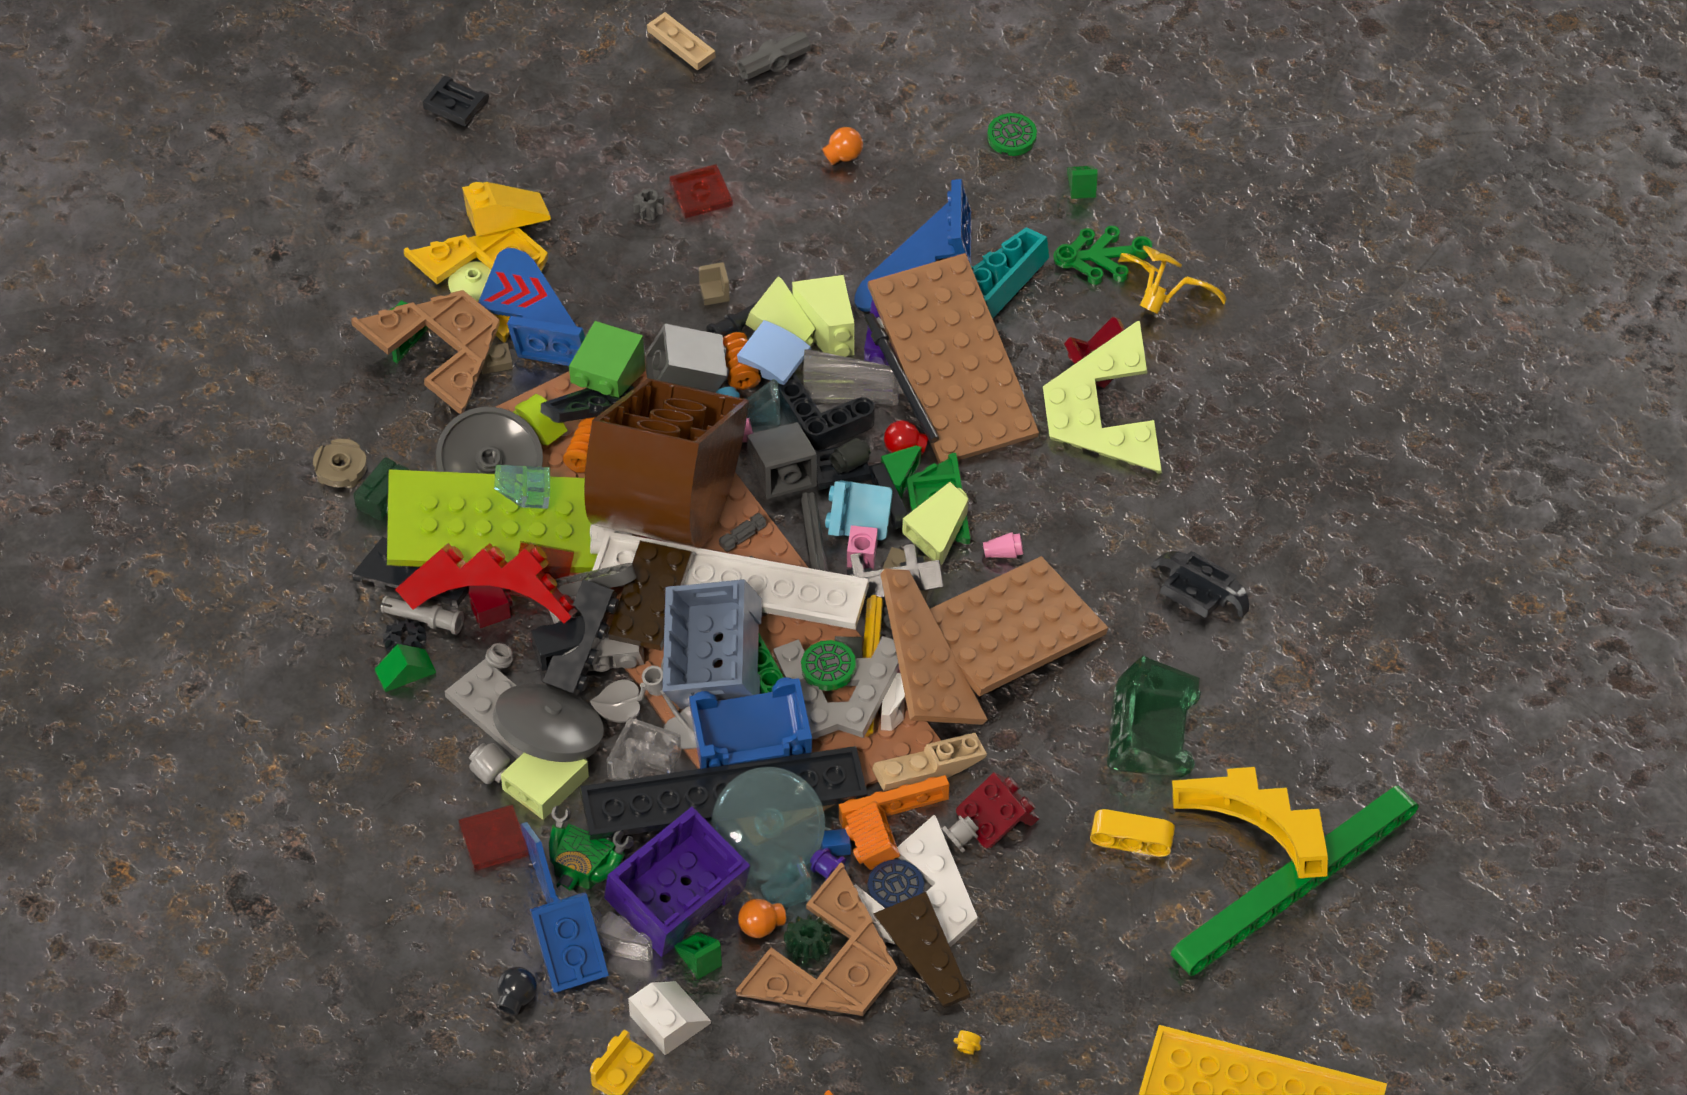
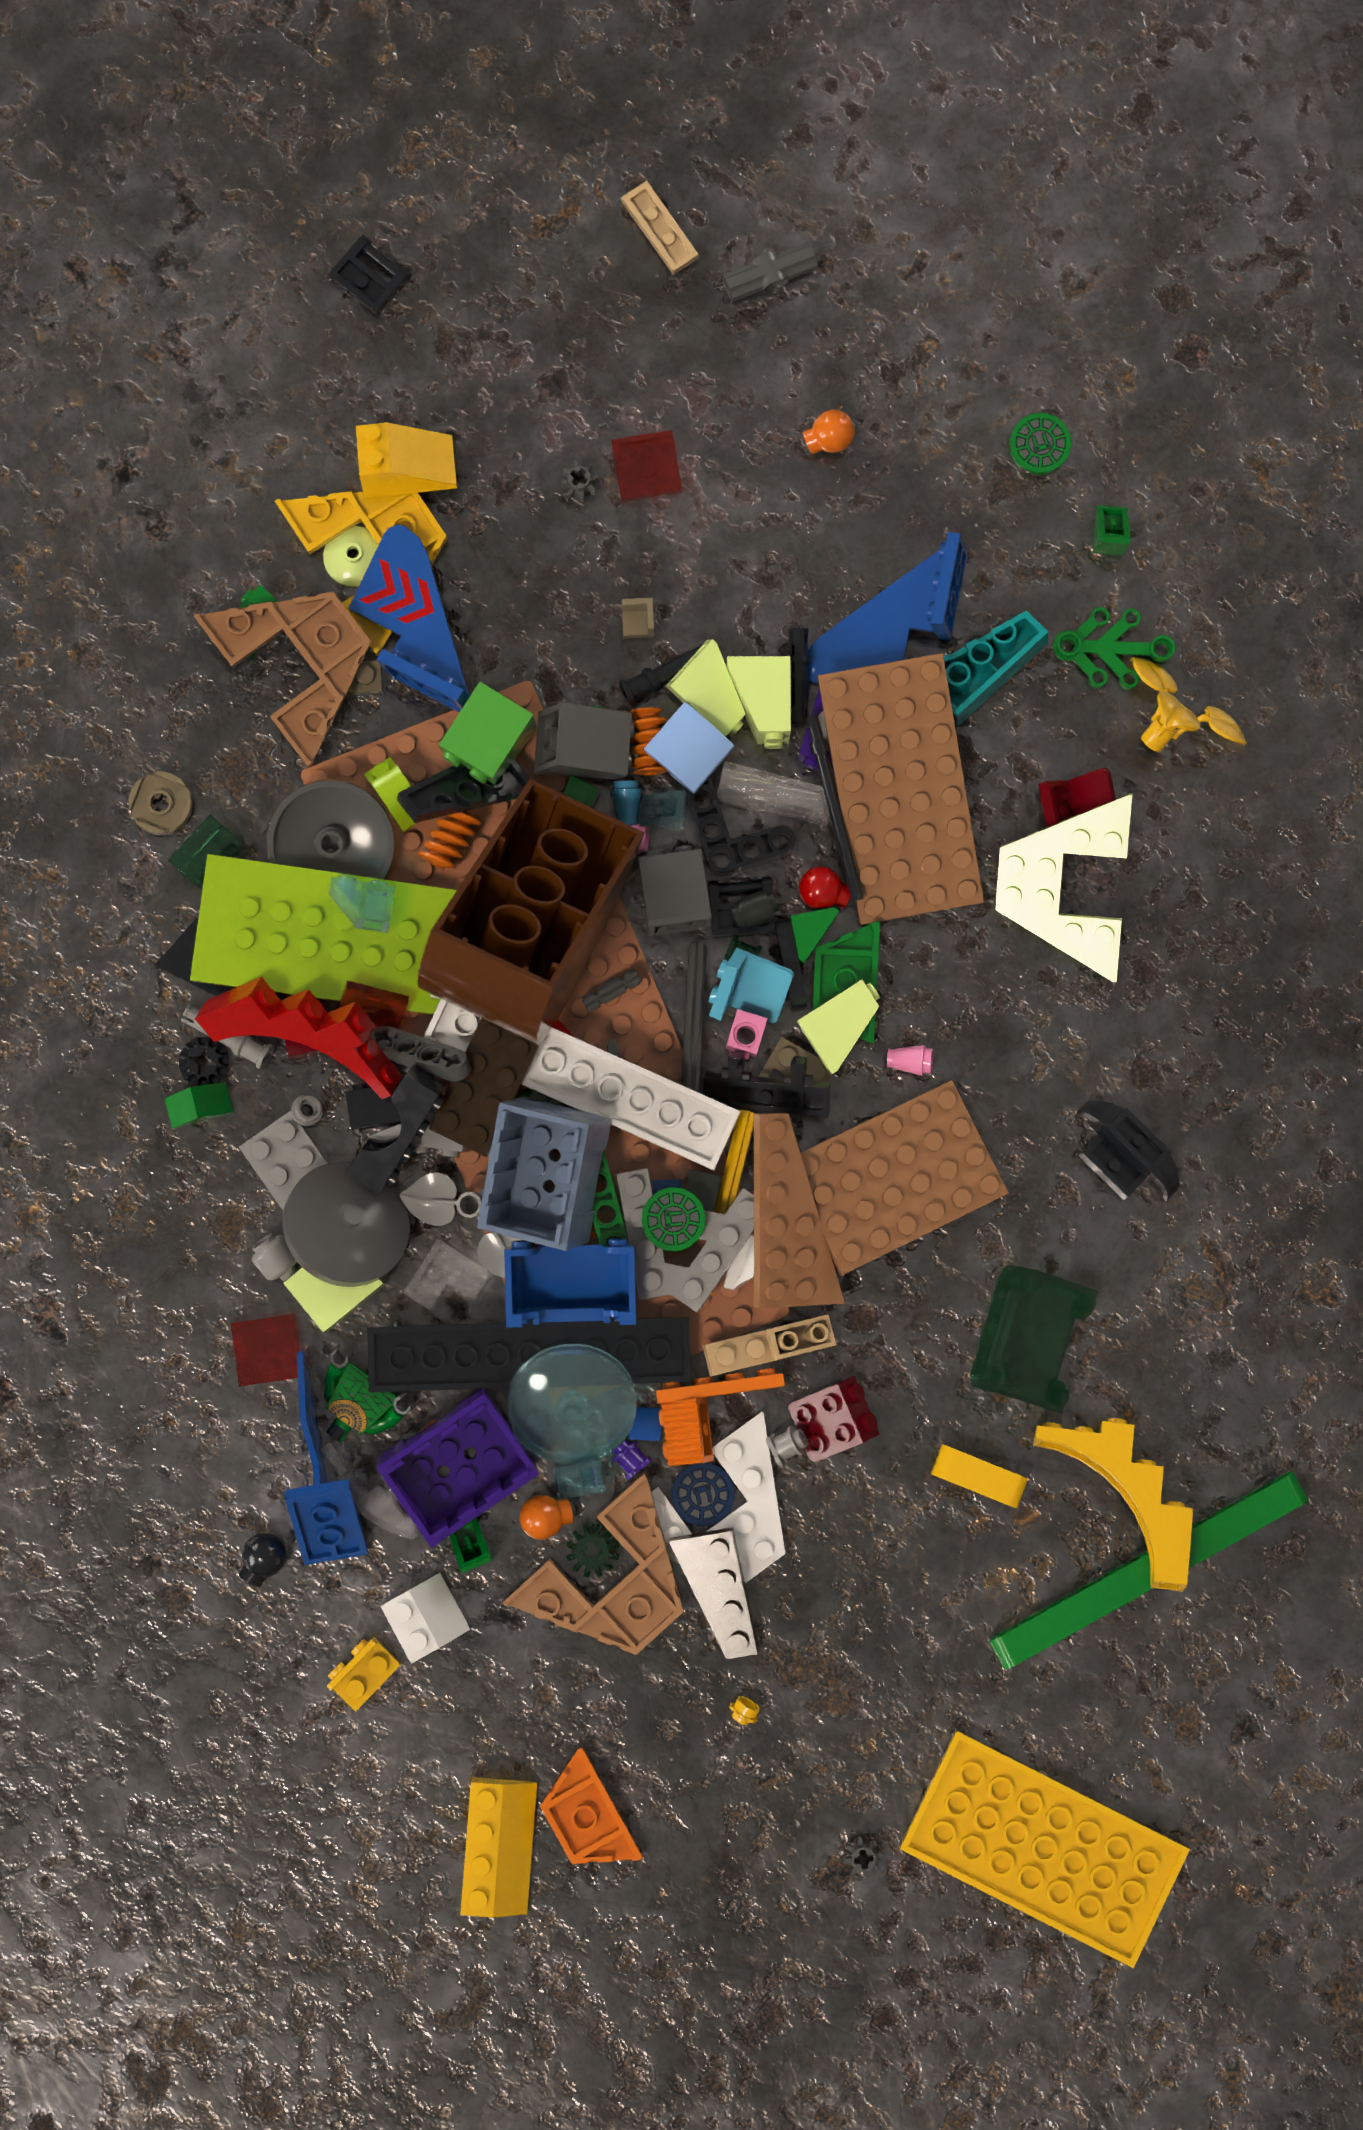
camera: 10 degrees right, 30 degrees up
(854, 297) = (799, 674): none -> black pin

